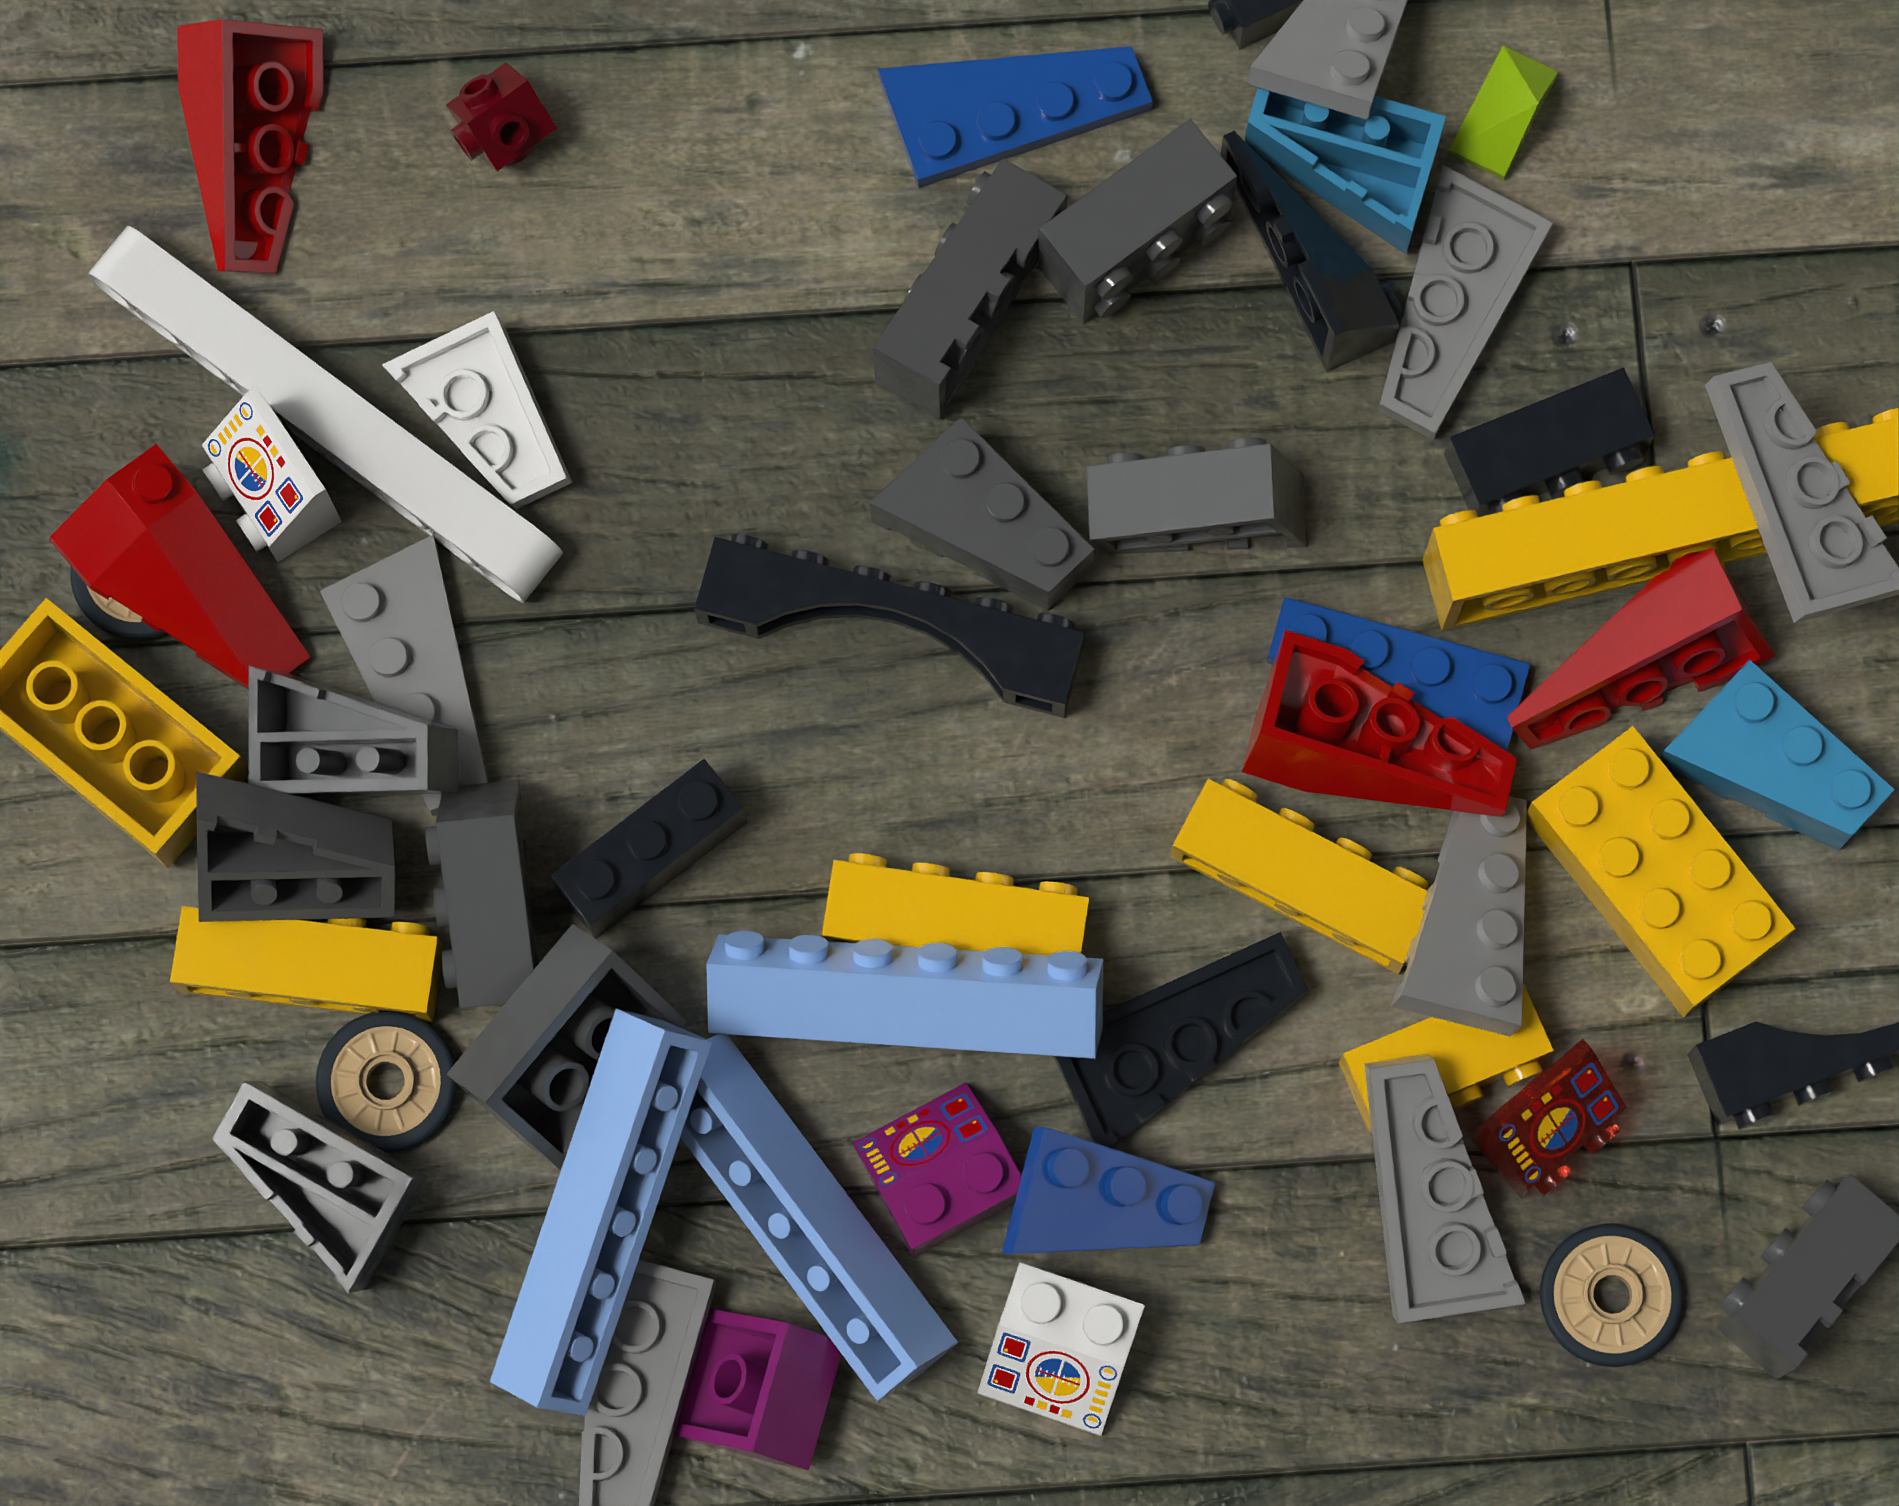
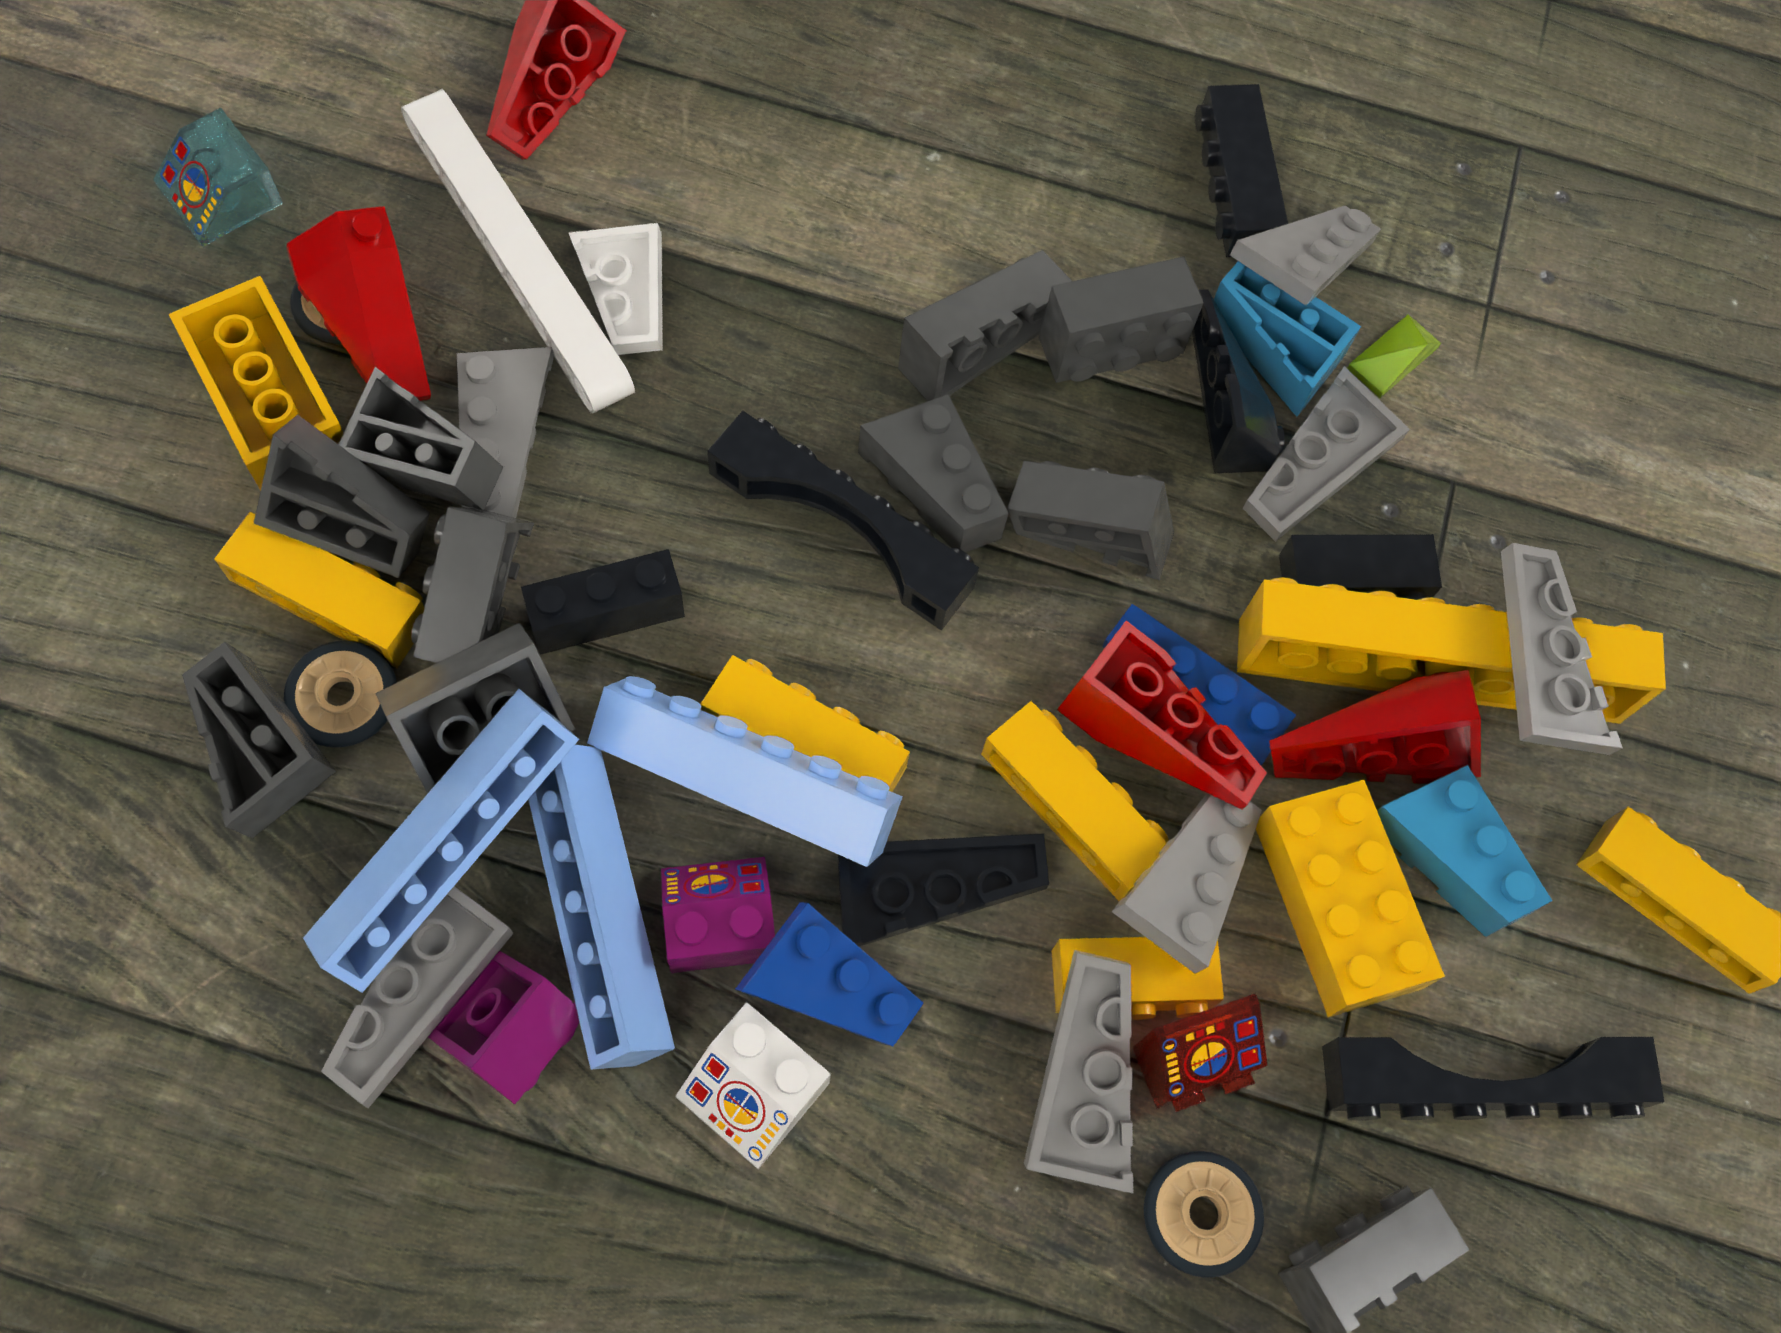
camera: 10 degrees right, 10 degrees down
(268, 478) = (454, 267): white slope -> none
(499, 118) = (730, 117): dark red brick -> none
(997, 108) = (1023, 222): blue wing -> none

